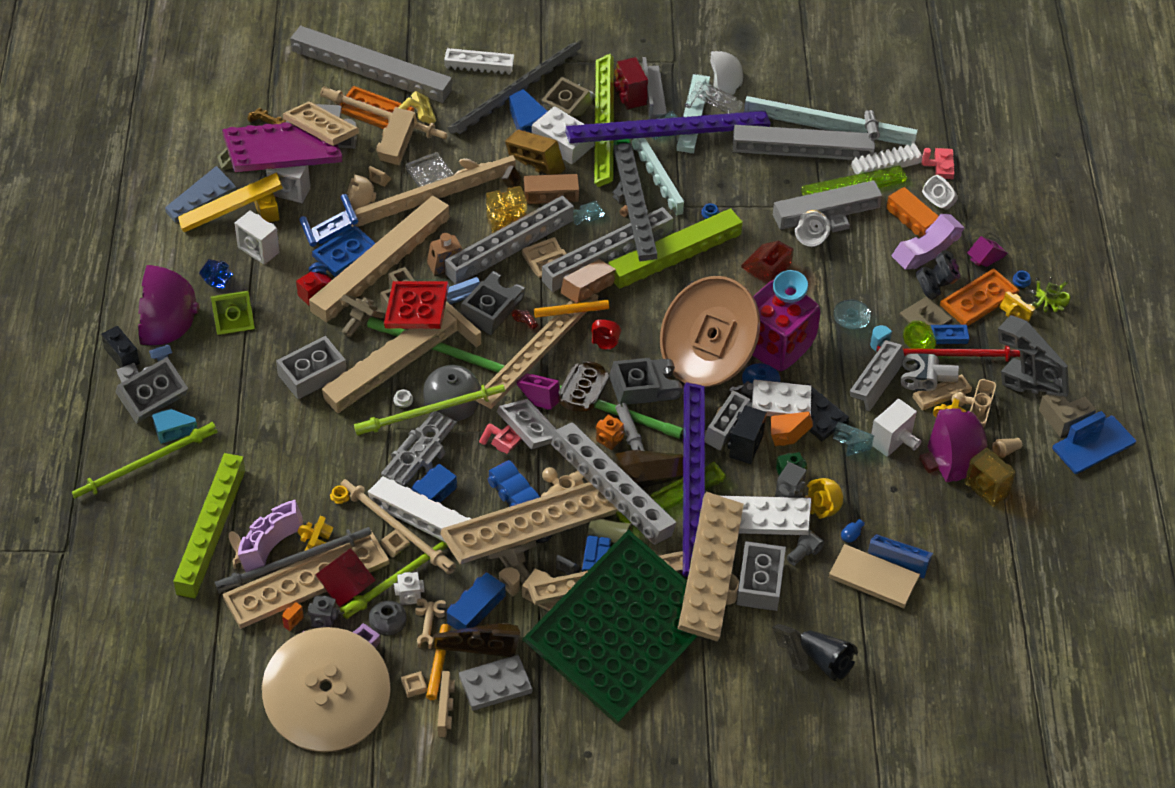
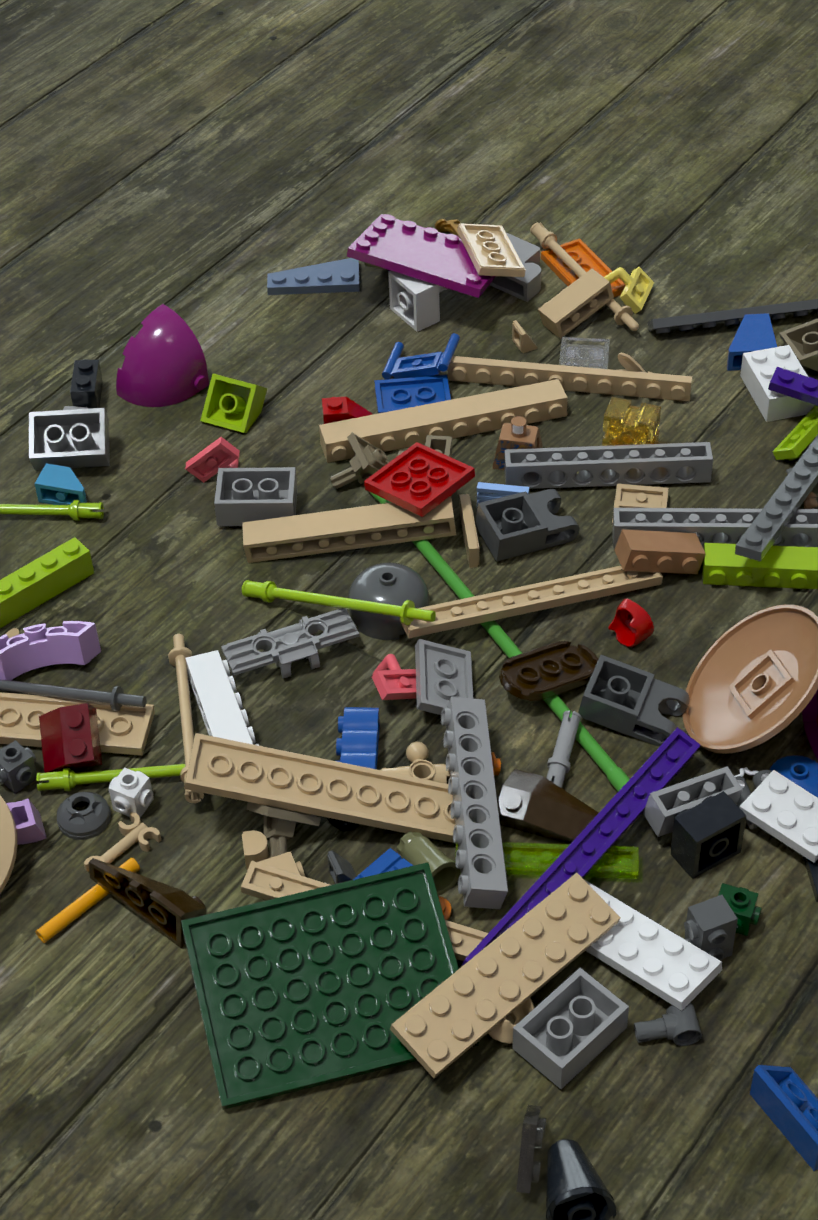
camera: 40 degrees right, 5 degrees down
(160, 353) = (123, 410): medium blue plate -> none
(216, 273) = (251, 356): clear blue brick -> none
(230, 202) = (331, 292): yellow tile -> none
(257, 237) = (326, 338): white brick -> none
(262, 356) = (216, 455): none -> coral plate
(267, 208) = (372, 310): yellow brick -> none
(318, 267) = (365, 400): blue plate -> none
(320, 529) = (90, 673): yellow hips -> none
(339, 491) = (160, 648): yellow plate -> none
(360, 192) = (481, 342): tan cylinder -> none
(371, 64) = (620, 226): light grey brick -> none
(394, 543) = (167, 733): tan brick -> none
(403, 398) = (329, 580): white plate -> none
(414, 684) = (37, 909): tan tile -> none
(436, 484) = (270, 695): blue brick -> none
(445, 704) = (42, 953): tan tile -> none
(476, 602) = (191, 855): blue brick -> none
(479, 60) = (748, 268): white gear -> none
(495, 682) = (128, 965): light grey plate -> none
(511, 177) = (673, 403): dark brown plate -> none
(524, 317) = (552, 559): clear red arm -> none
(537, 151) = (728, 387): pearl gold wedge -> none
(540, 390) = (489, 647): magenta slope -> none
(550, 187) = (727, 438): medium nougat brick -> none
(571, 308) = (611, 573): light orange piece -> none
(588, 212) = (739, 481): clear light blue plate -> none
(609, 431) = (534, 740): orange brick -> none
(790, 427) = (777, 857): orange slope -> none
(825, 497) = (751, 974): yellow cylinder -> none
(852, 531) = (756, 1043): blue cylinder -> none
(874, 576) = (736, 1123): tan tile -> none

